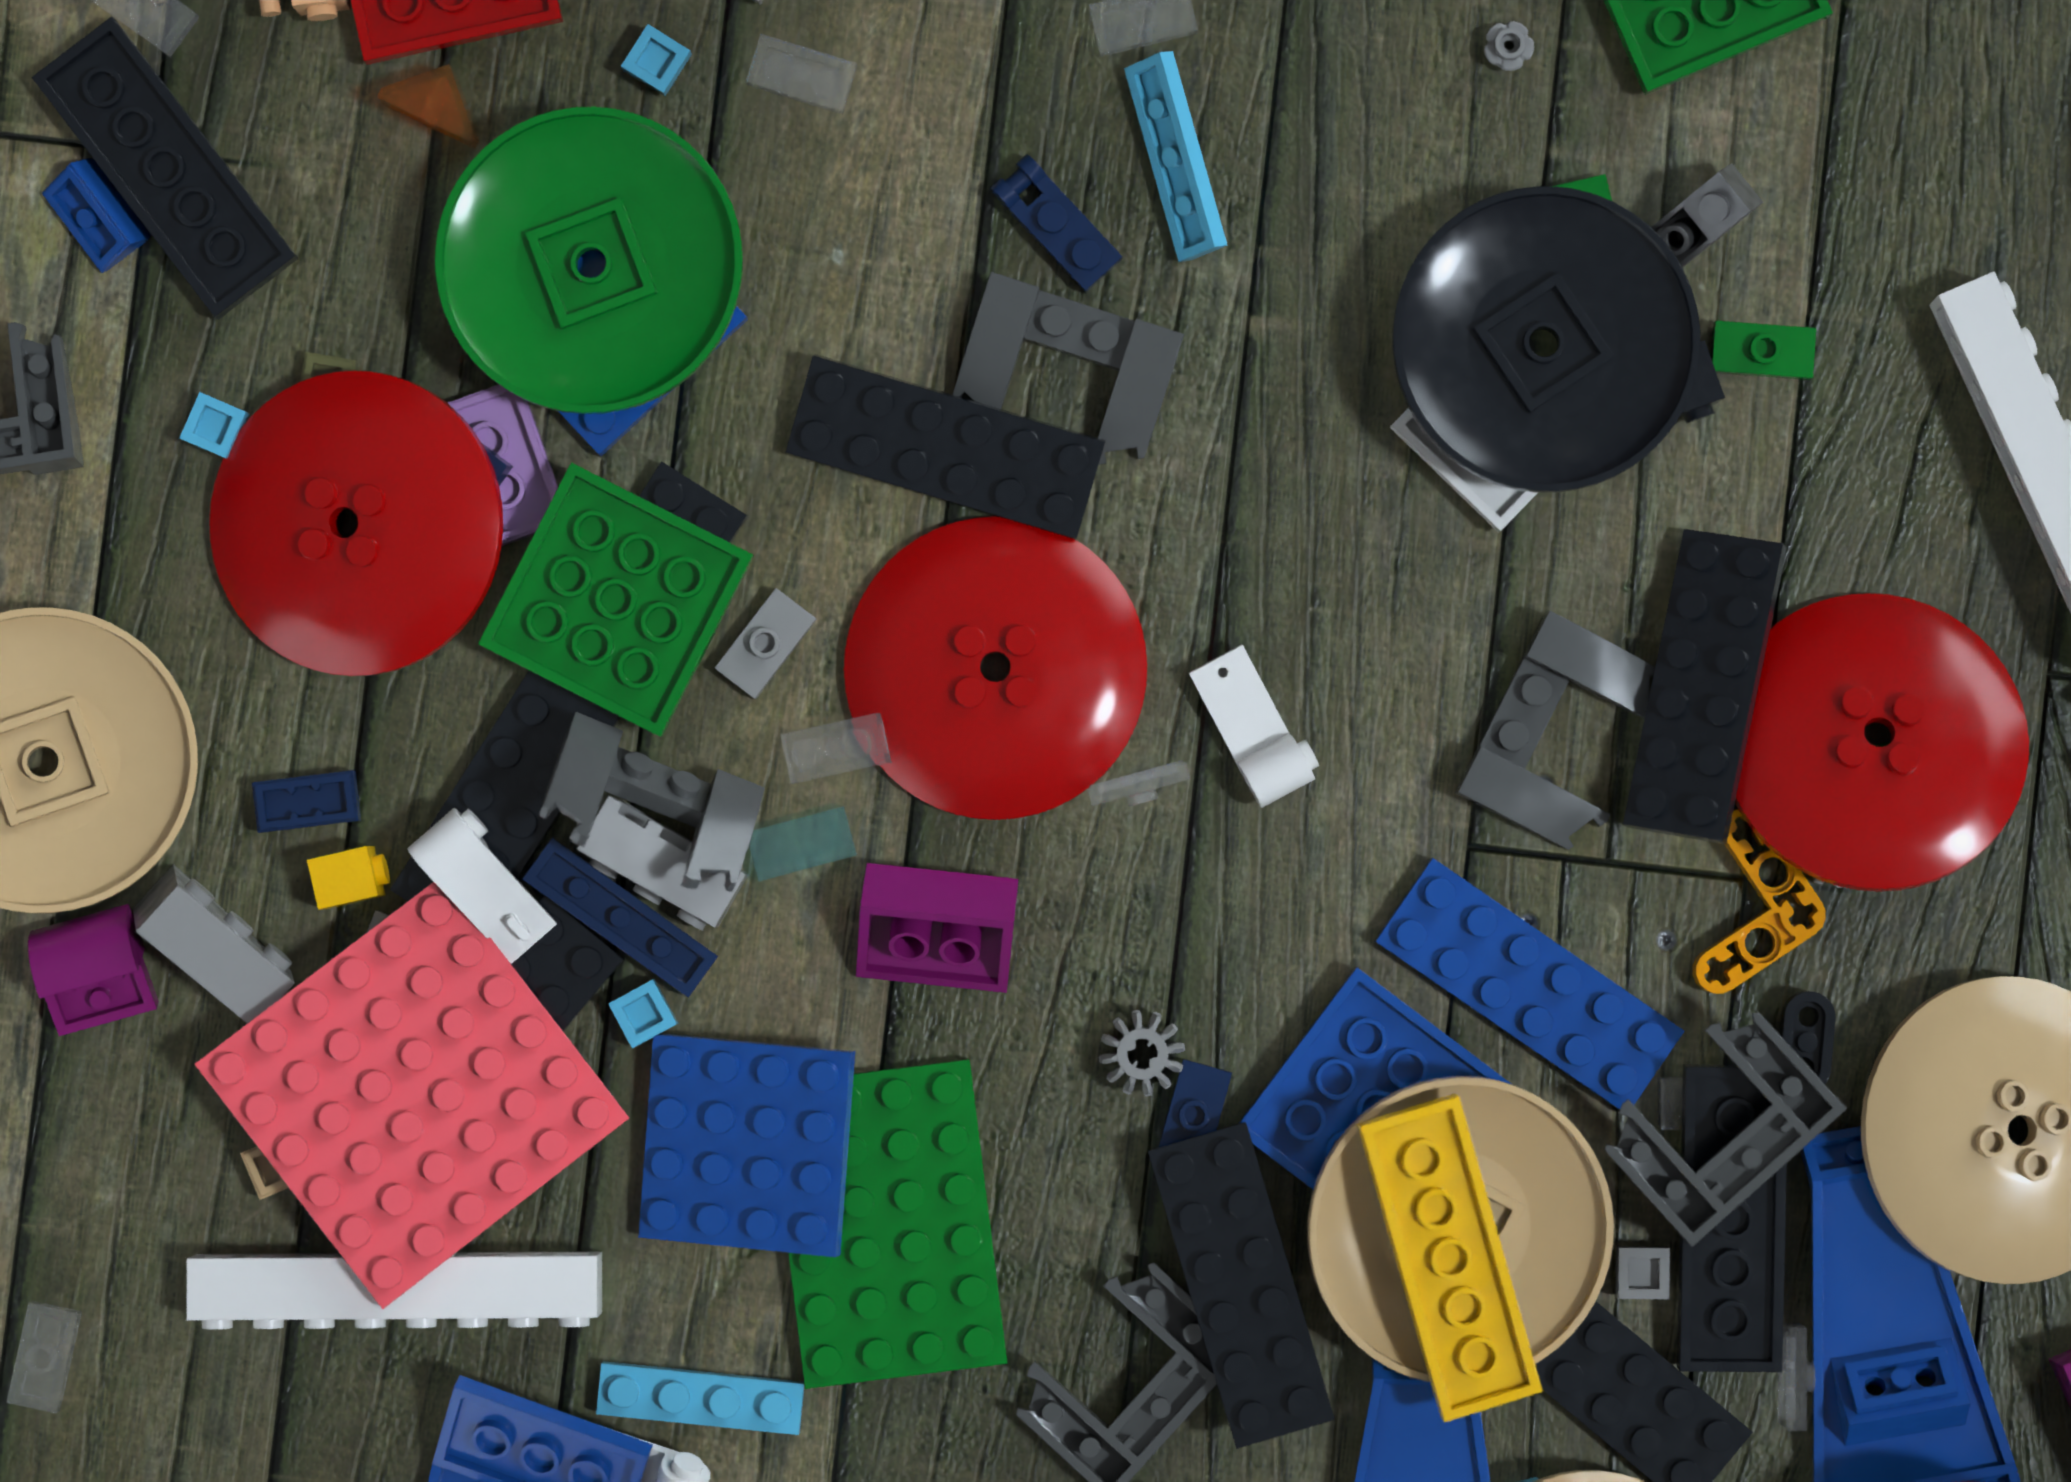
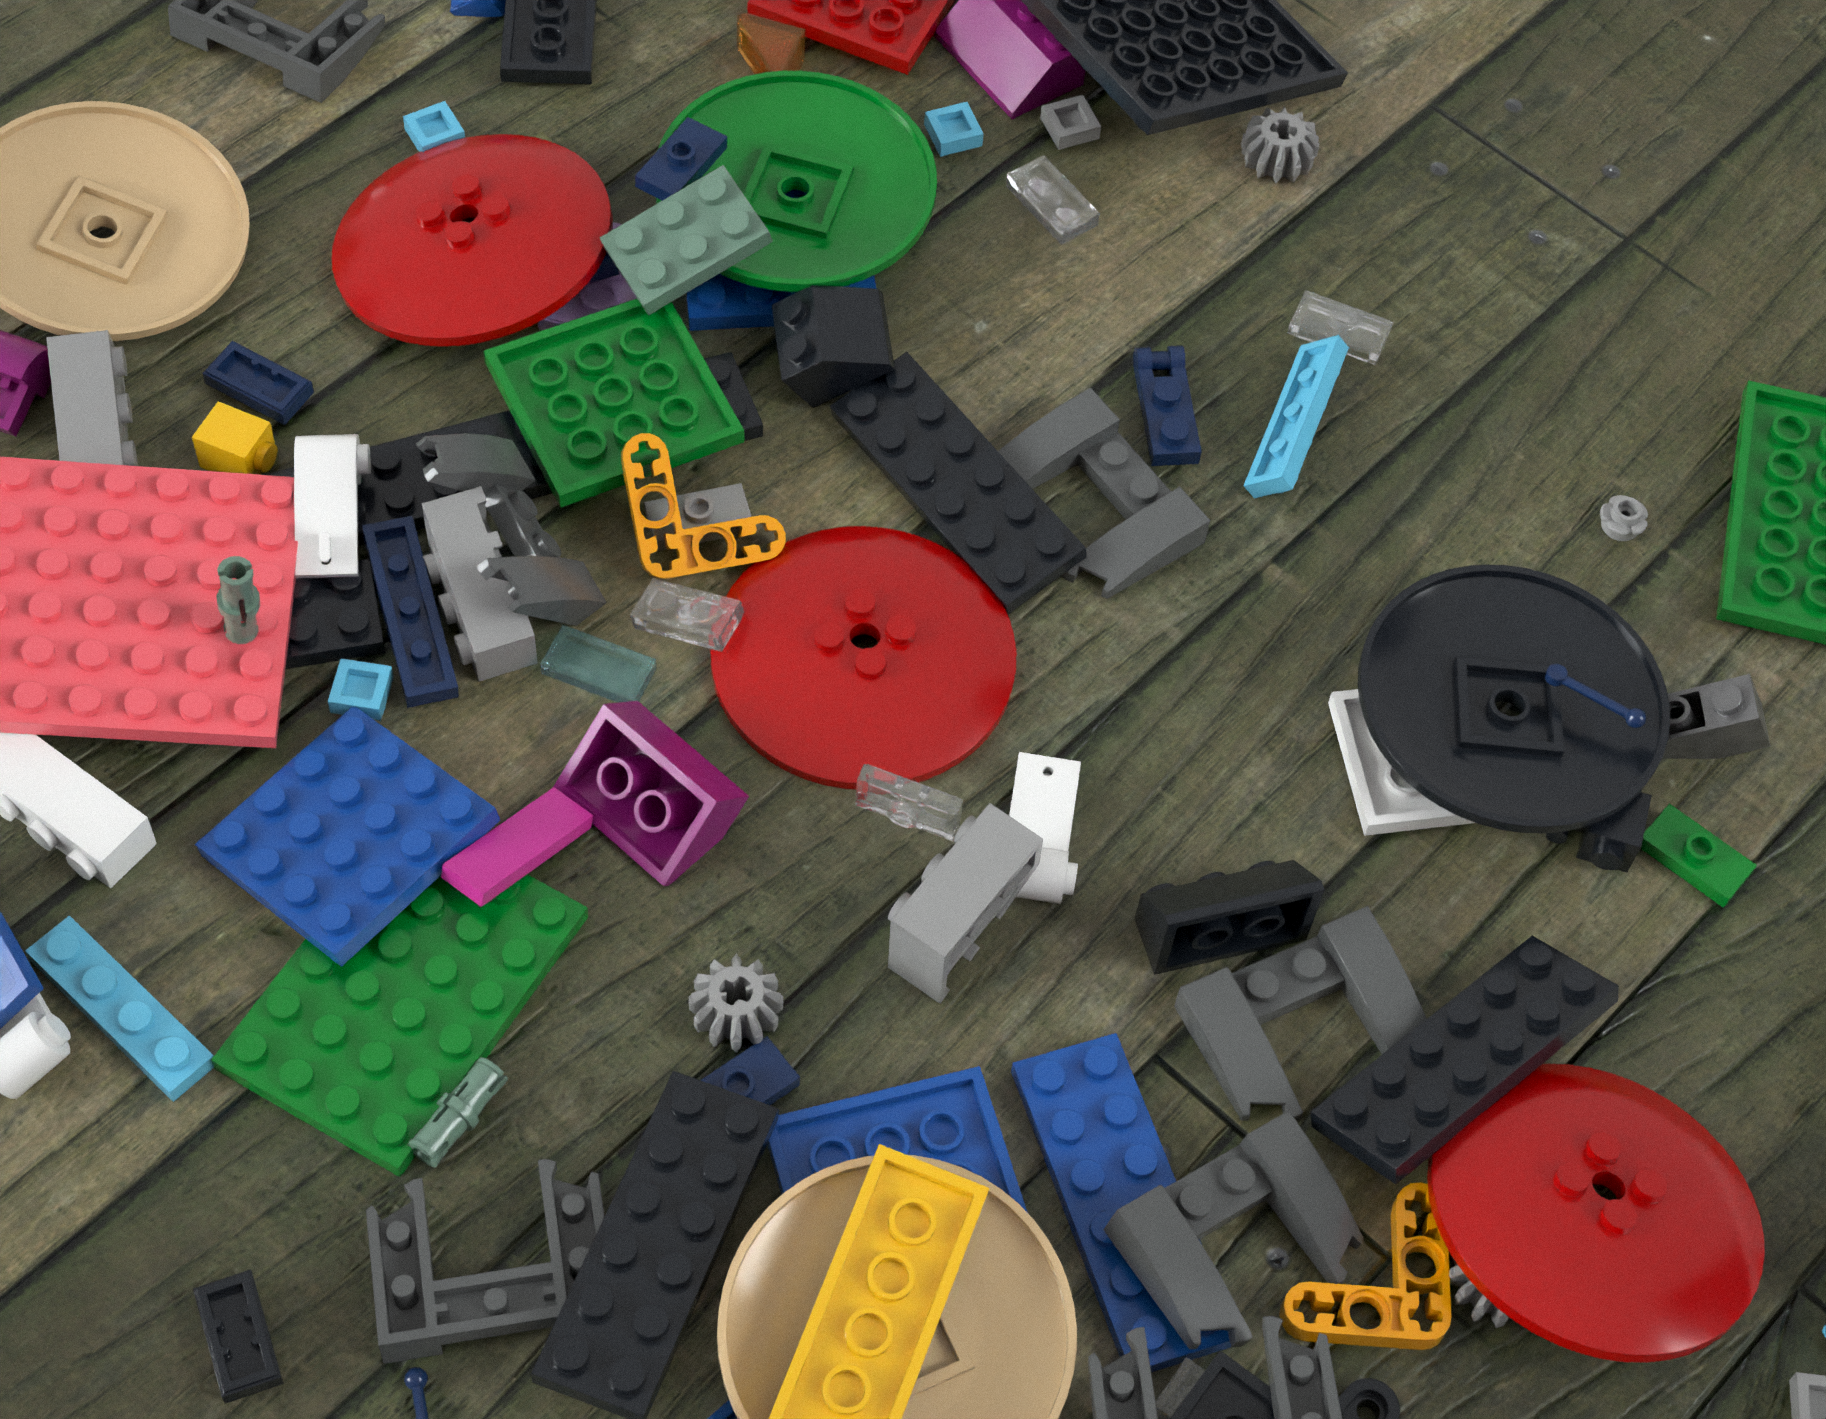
camera: 30 degrees right, 30 degrees down
(486, 330) = (681, 159): none -> dark blue plate
(511, 1047) = (238, 599): none -> sand green pin
(559, 411) = (686, 239): none -> sand green plate
(745, 396) = (831, 340): none -> black slope
(779, 684) = (686, 540): none -> light orange beam
(881, 1056) = (516, 846): none -> dark pink tile
(1012, 1290) = (457, 1112): none -> sand green pin
(1252, 853) = (960, 898): none -> light grey wedge
(1446, 695) = (1227, 914): none -> black slope
(1571, 297) = (1557, 675): none -> dark blue hinge
(1580, 1004) = (1164, 1226): none -> dark grey wedge

